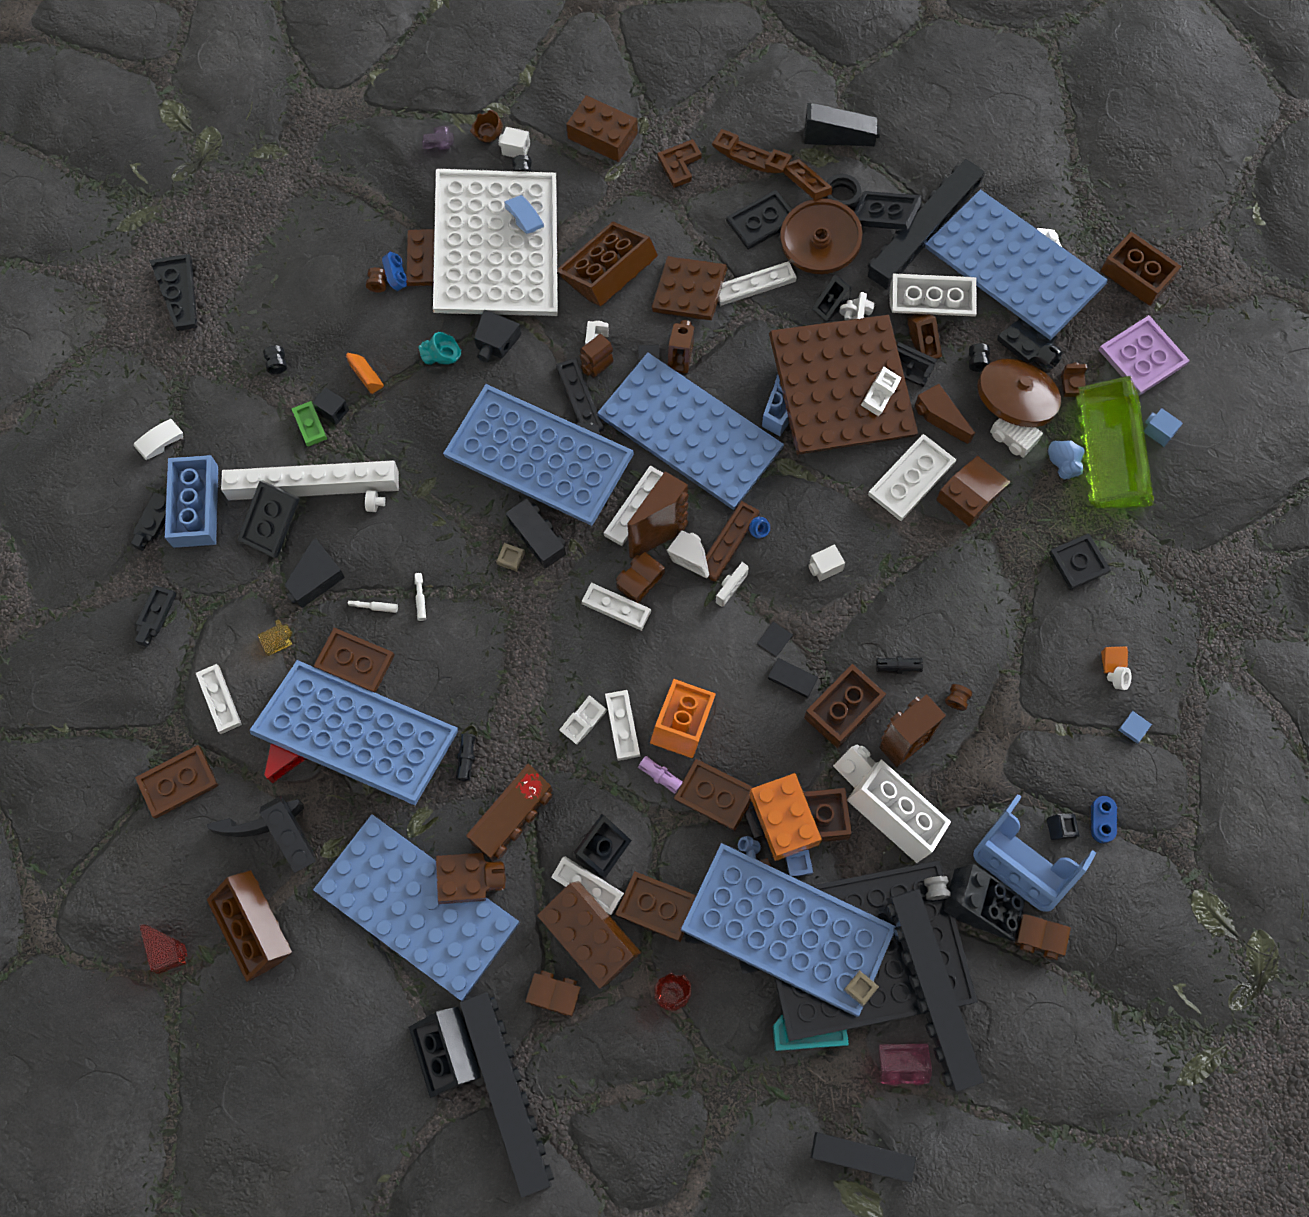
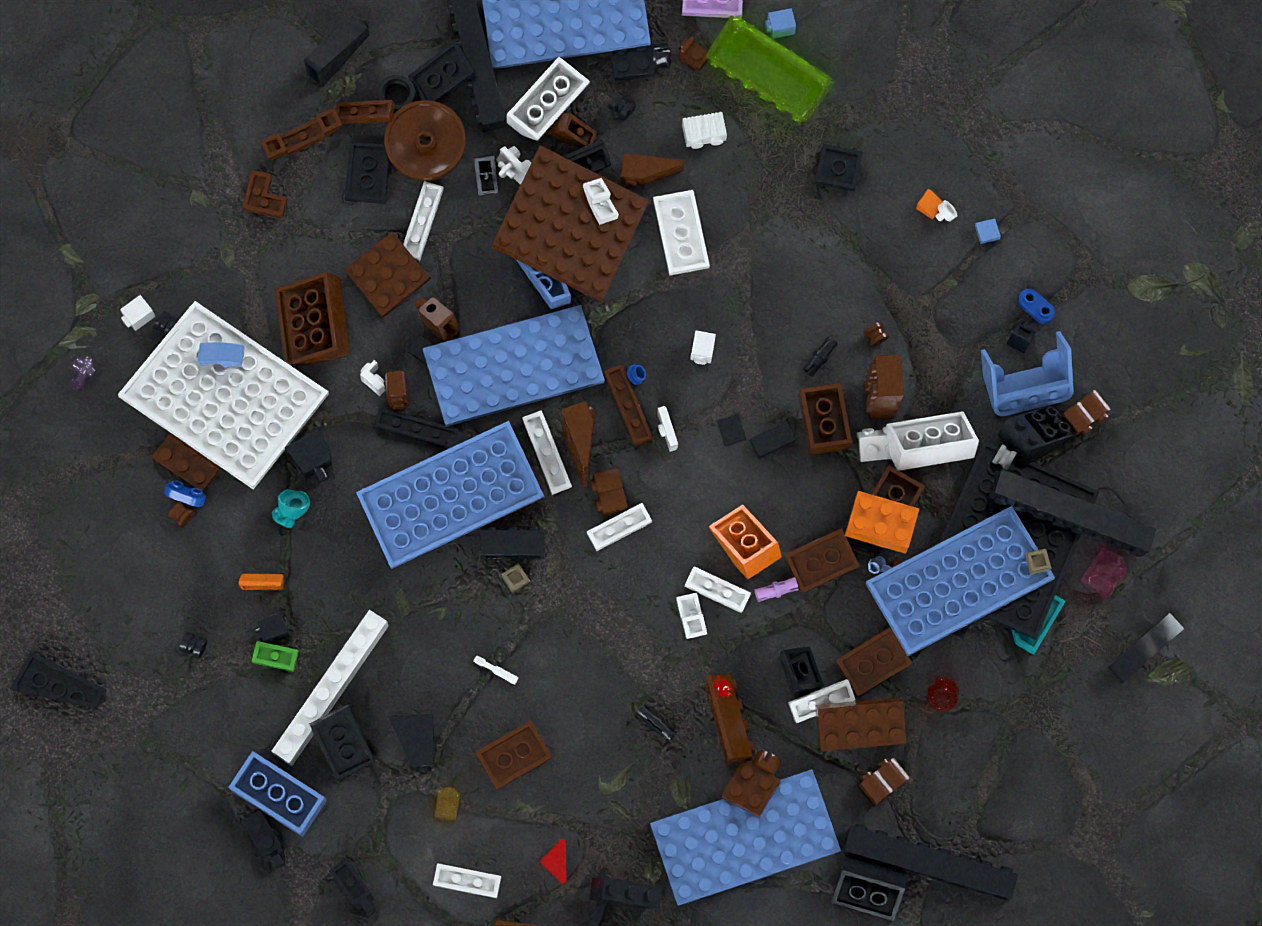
camera: 60 degrees left, 5 degrees up
(156, 439) = (193, 787): white slope -> none
(355, 732) = (576, 791): medium blue plate -> none
(372, 501) = (387, 650): white tile -> none
(376, 606) = (478, 709): white piece -> none
(487, 126) = (104, 324): reddish brown hair -> none
(602, 128) = (182, 233): reddish brown brick -> none
(689, 553) = (619, 441): white slope -> none
(799, 864) = (918, 540): medium blue plate -> none
(972, 490) = (725, 197): reddish brown slope -> none
(1019, 393) = (675, 102): reddish brown dish -> none
(1067, 458) = (754, 111): medium blue hair -> none

